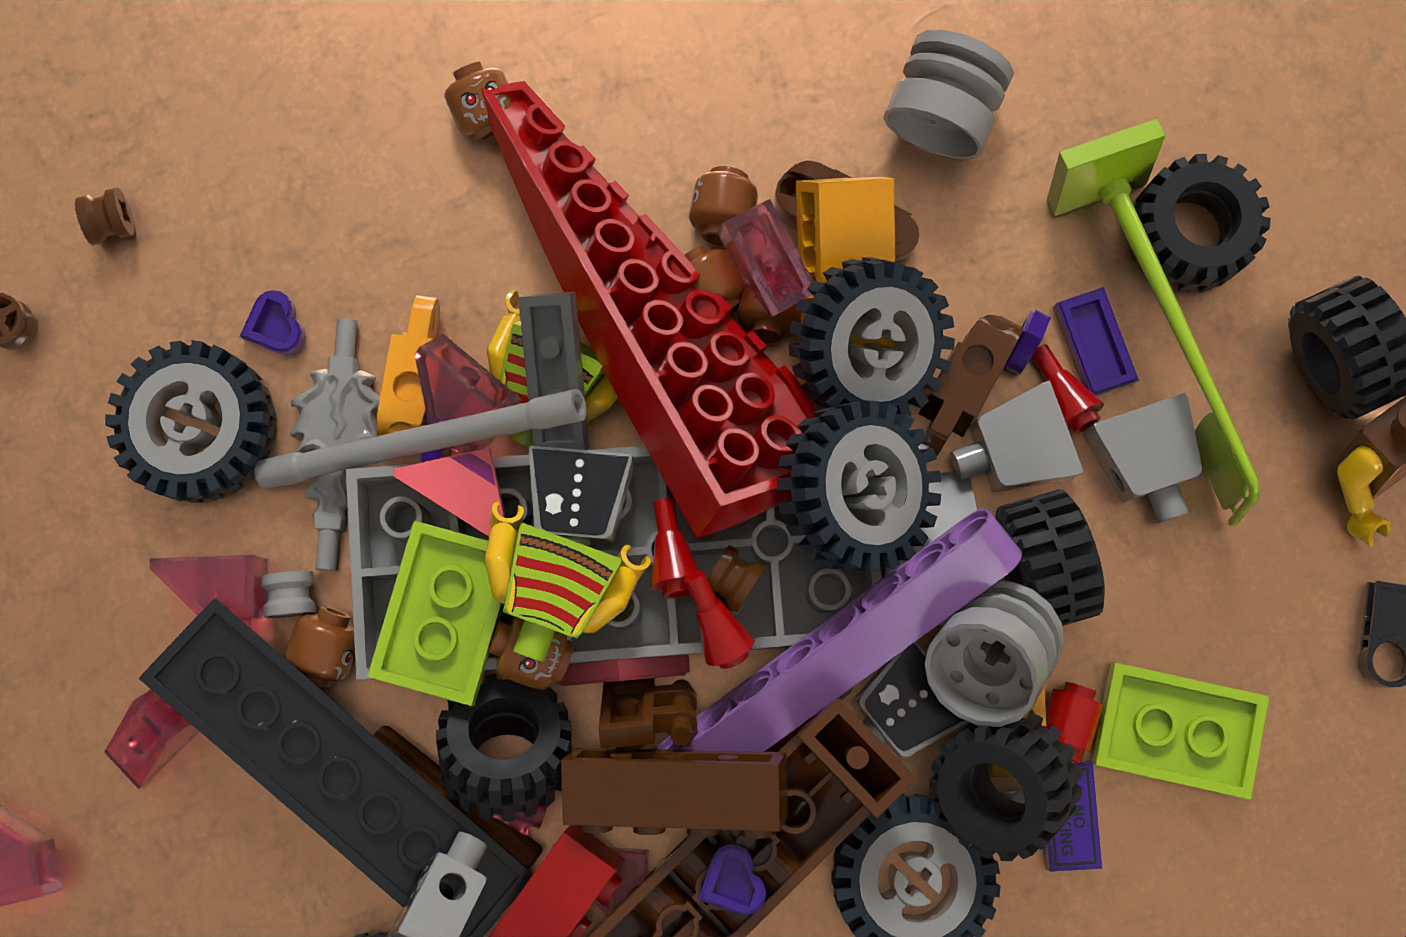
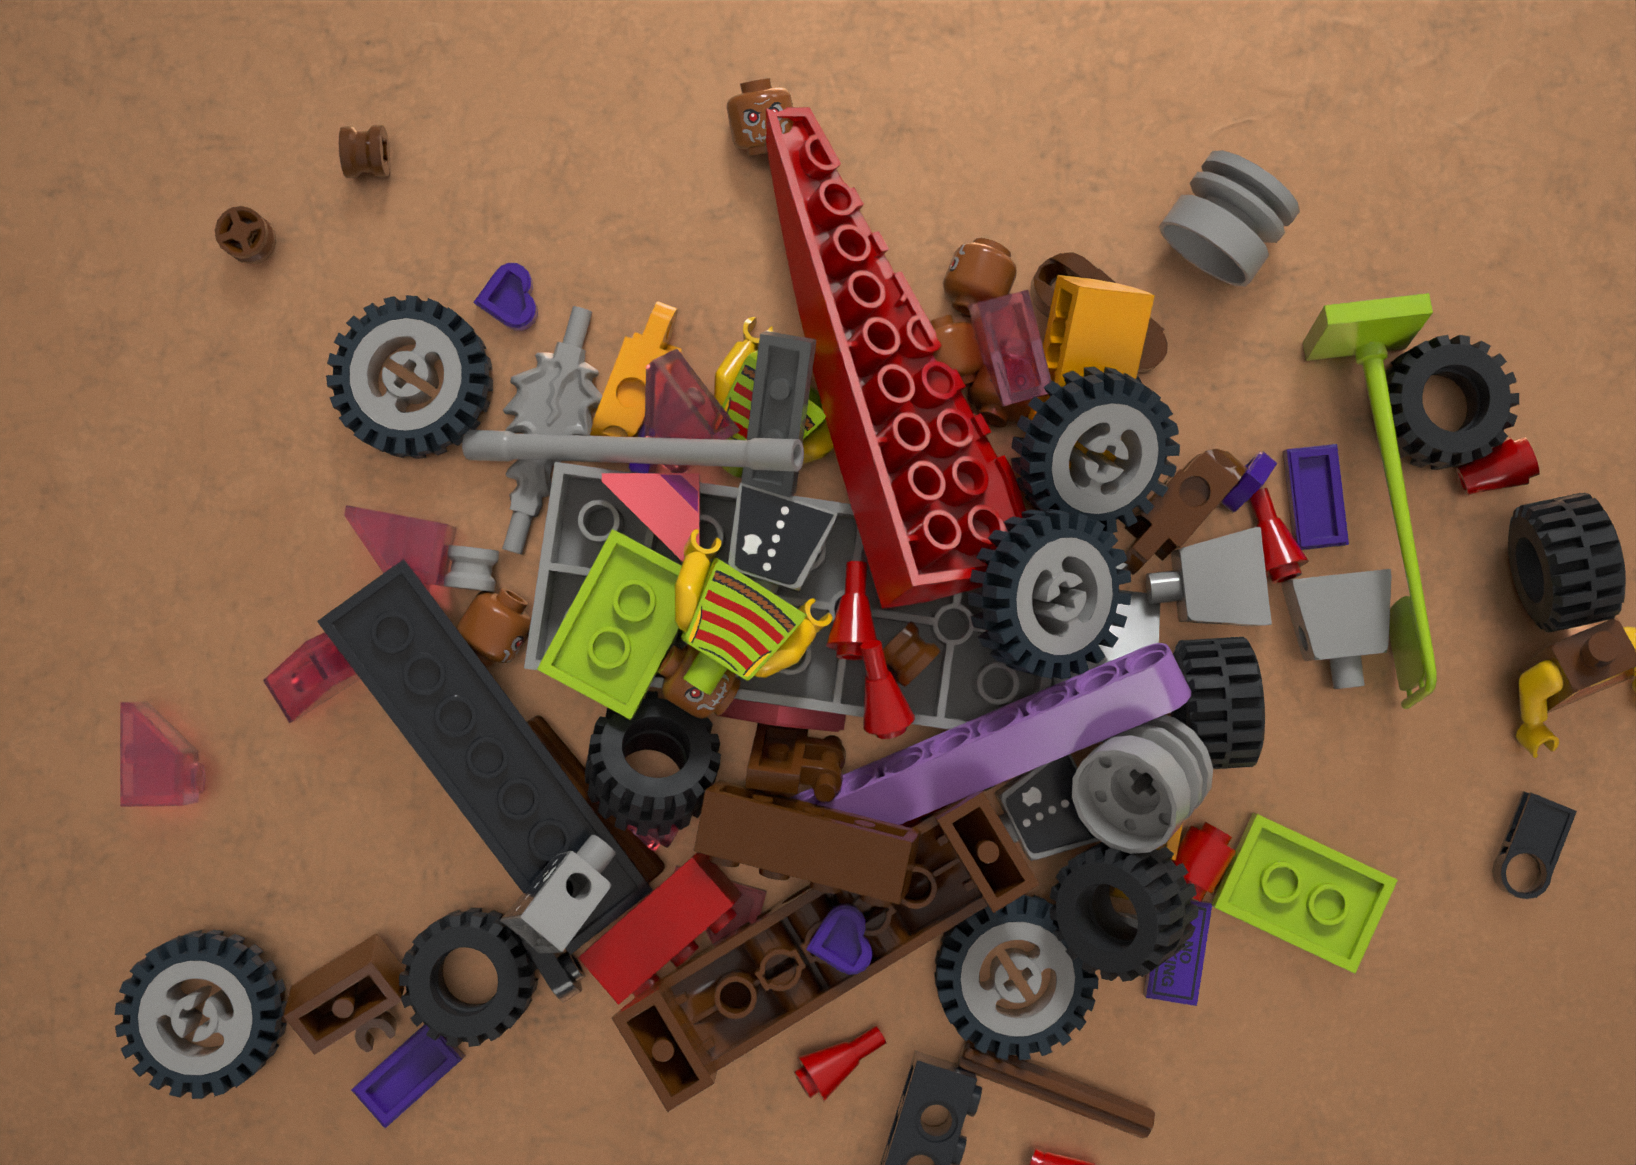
camera: 10 degrees right, 5 degrees up
(1270, 272) = (1505, 467): none -> red cone

